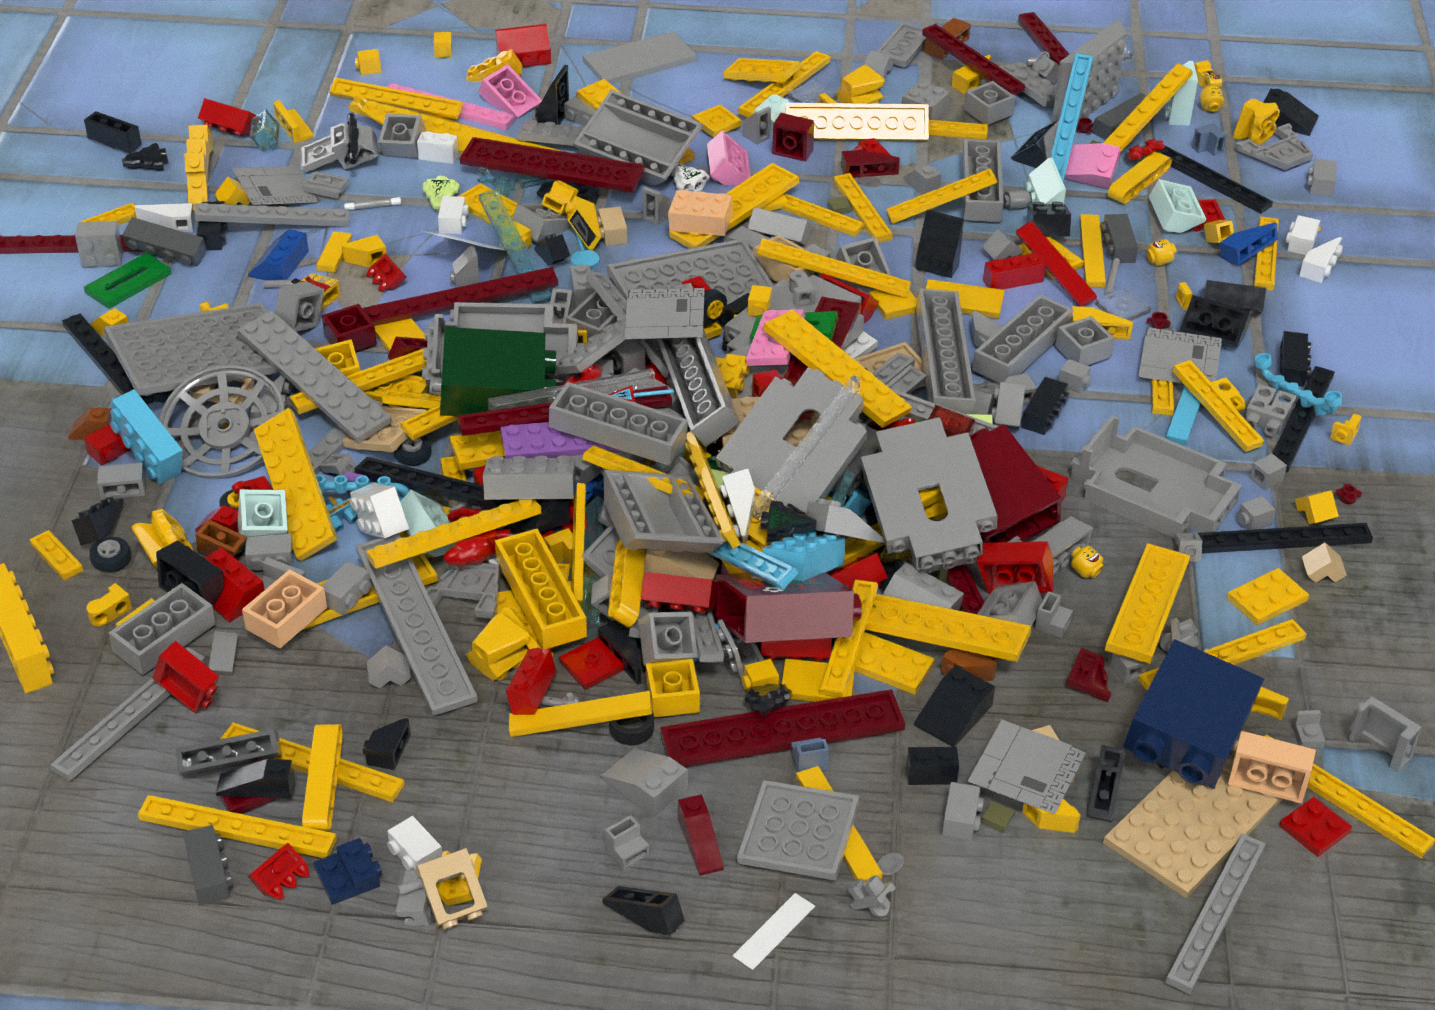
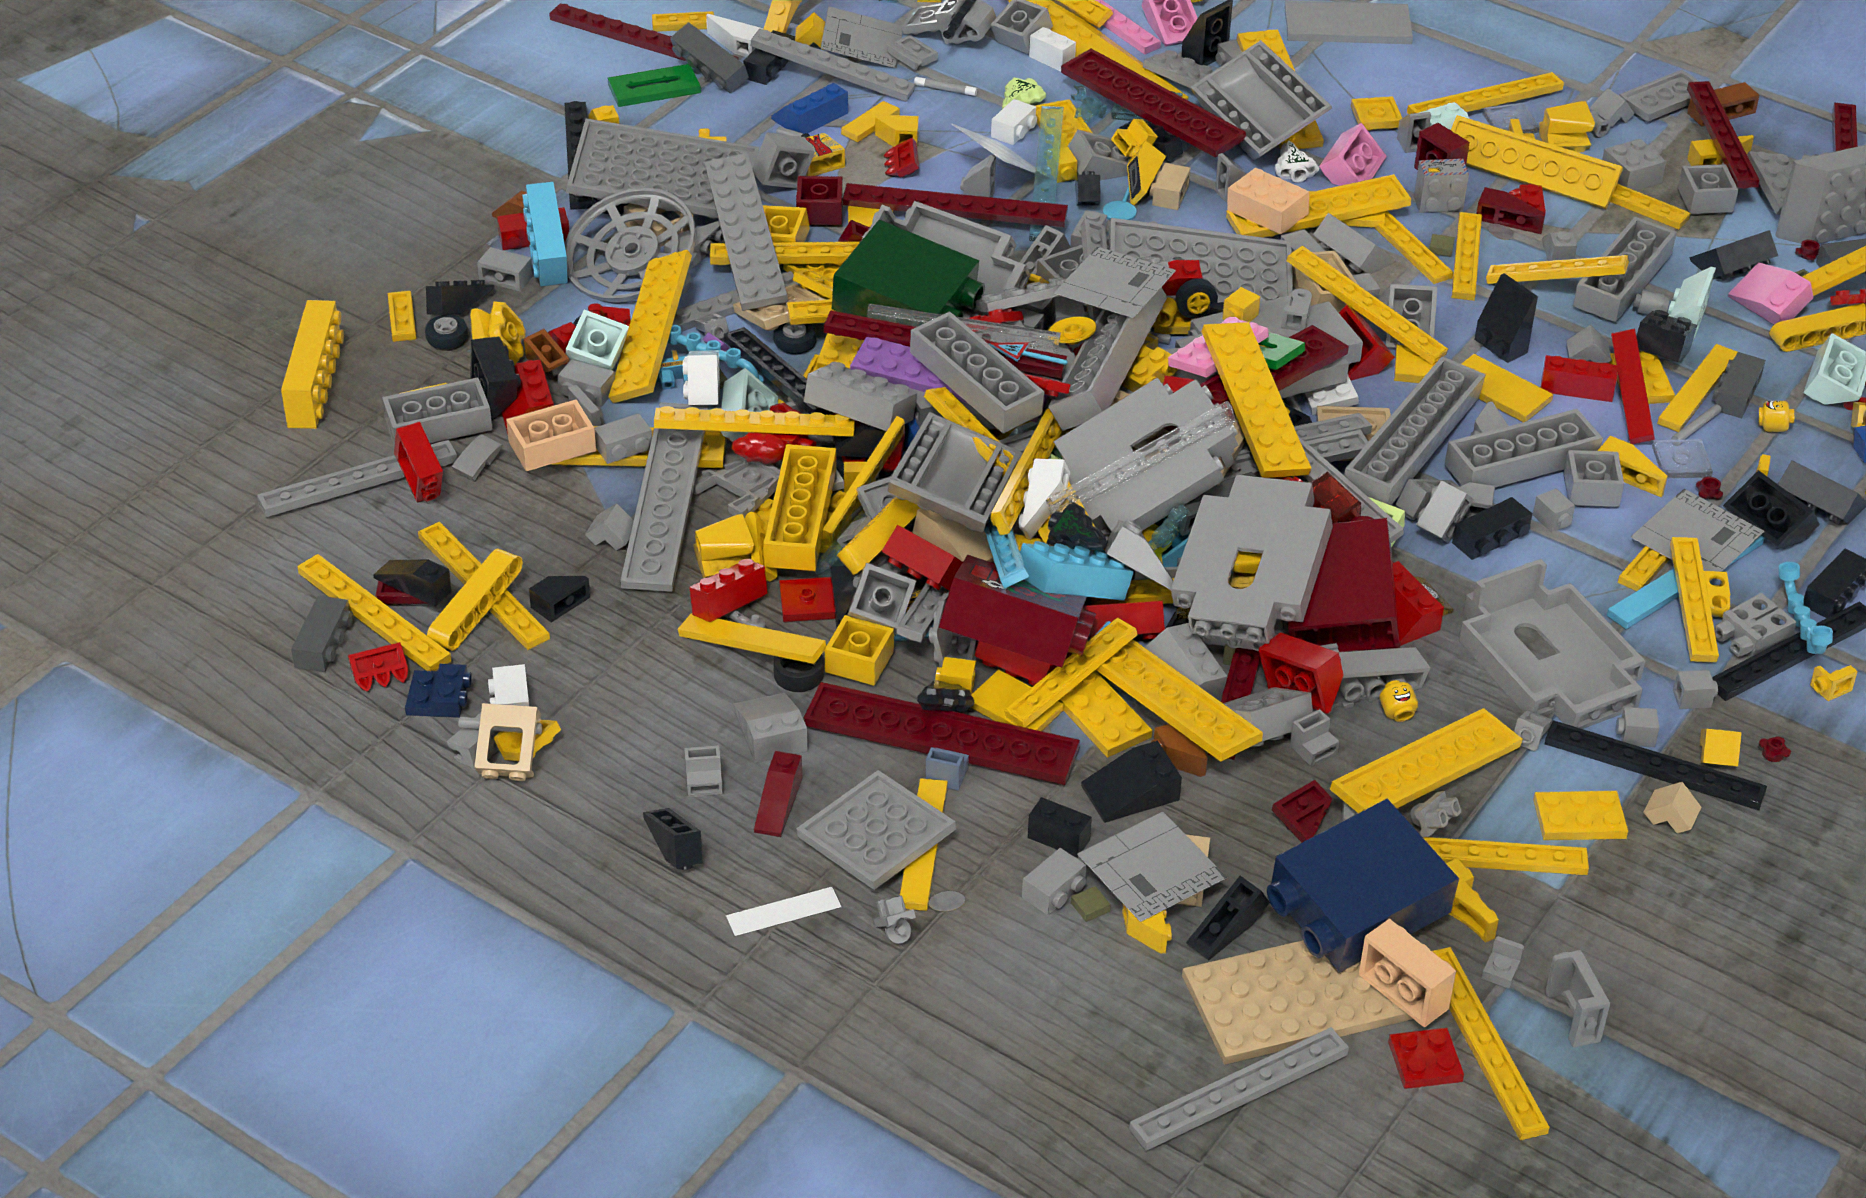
camera: 30 degrees right, 0 degrees up
(99, 244) = (646, 40): light grey brick -> none
(109, 606) = (409, 377): yellow leg -> none
(228, 752) = (409, 543): dark grey brick -> none
(657, 360) = (1074, 329): none -> yellow dish
(686, 413) = (1050, 386): none -> red plate
(761, 70) = (1469, 74): yellow plate -> none
(811, 159) = (1441, 185): none -> light grey brick
(1071, 112) = (1770, 232): medium azure tile -> none

